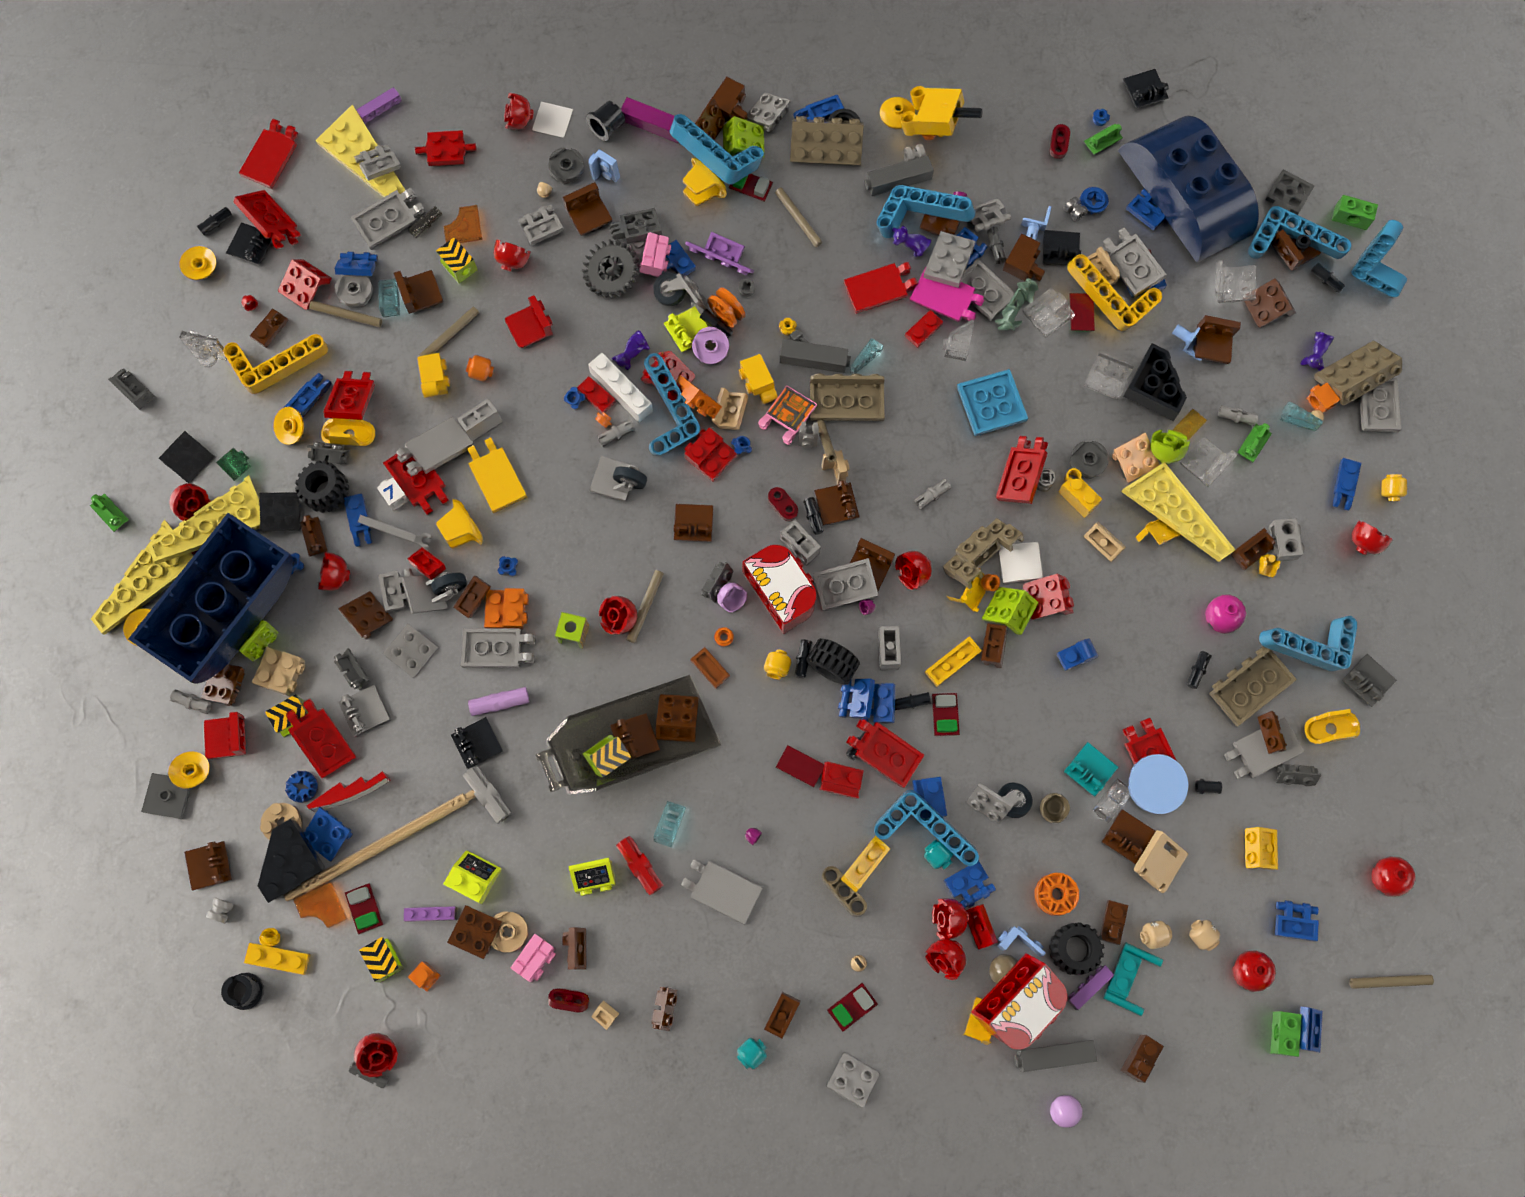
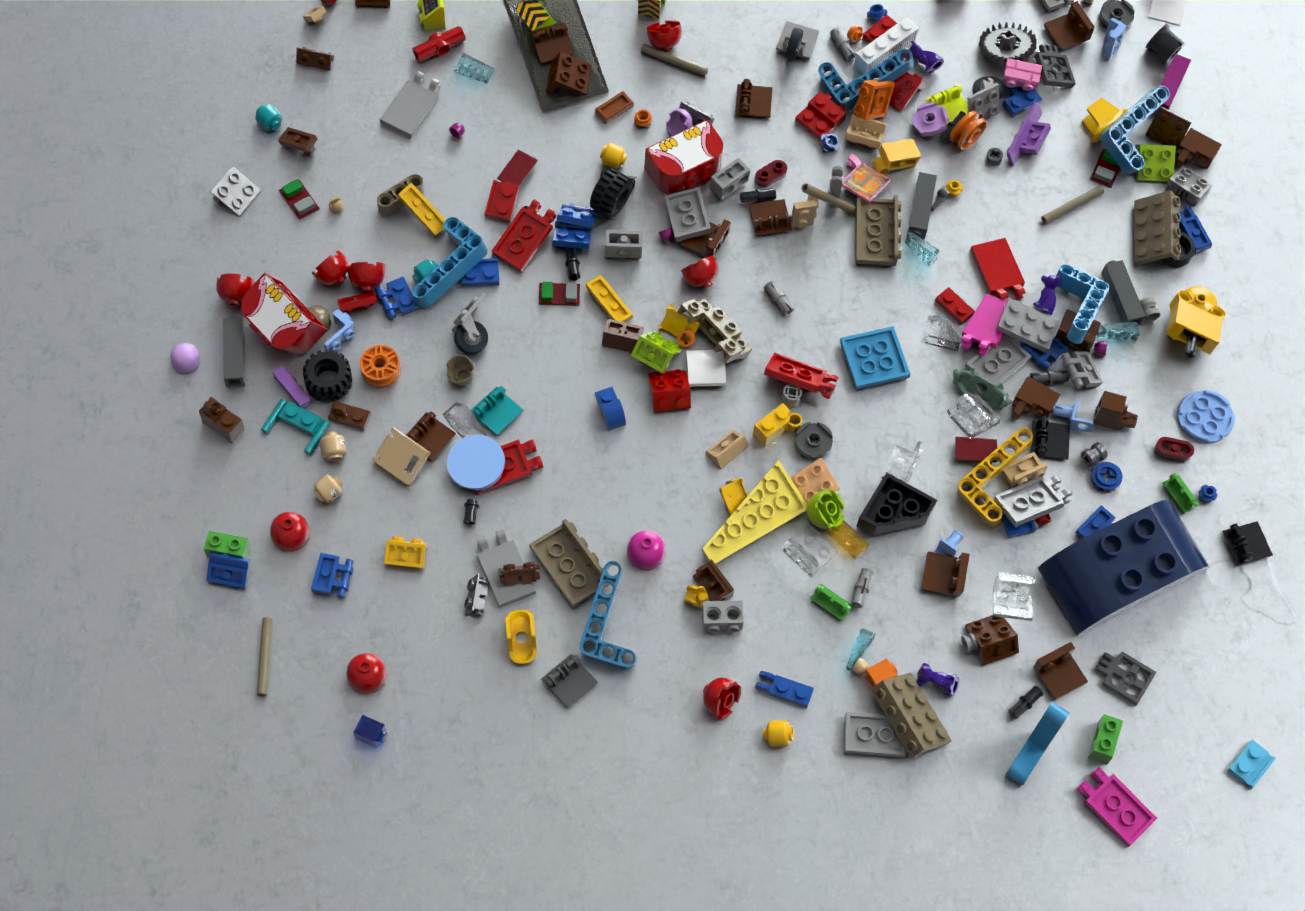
camera: 90 degrees right, 10 degrees down
(941, 176) = (1120, 331): none -> clear light blue slope
(984, 1063) = (232, 288): none -> red cylinder
(1020, 114) = (1205, 416): none -> light blue tile
(1033, 190) = (1113, 412): none -> reddish brown hinge
(1199, 669) = (588, 516): black axle -> none
(1279, 322) = (969, 643): none -> light grey bush
(1301, 224) = (1084, 654): dark azure beam -> none
(1302, 242) = (1060, 668): black pin -> none
(1353, 100) = (1251, 764): none -> medium azure plate
(1412, 205) = (1117, 806): none -> dark pink tile
(1455, 866) = (370, 731): none -> clear blue brick

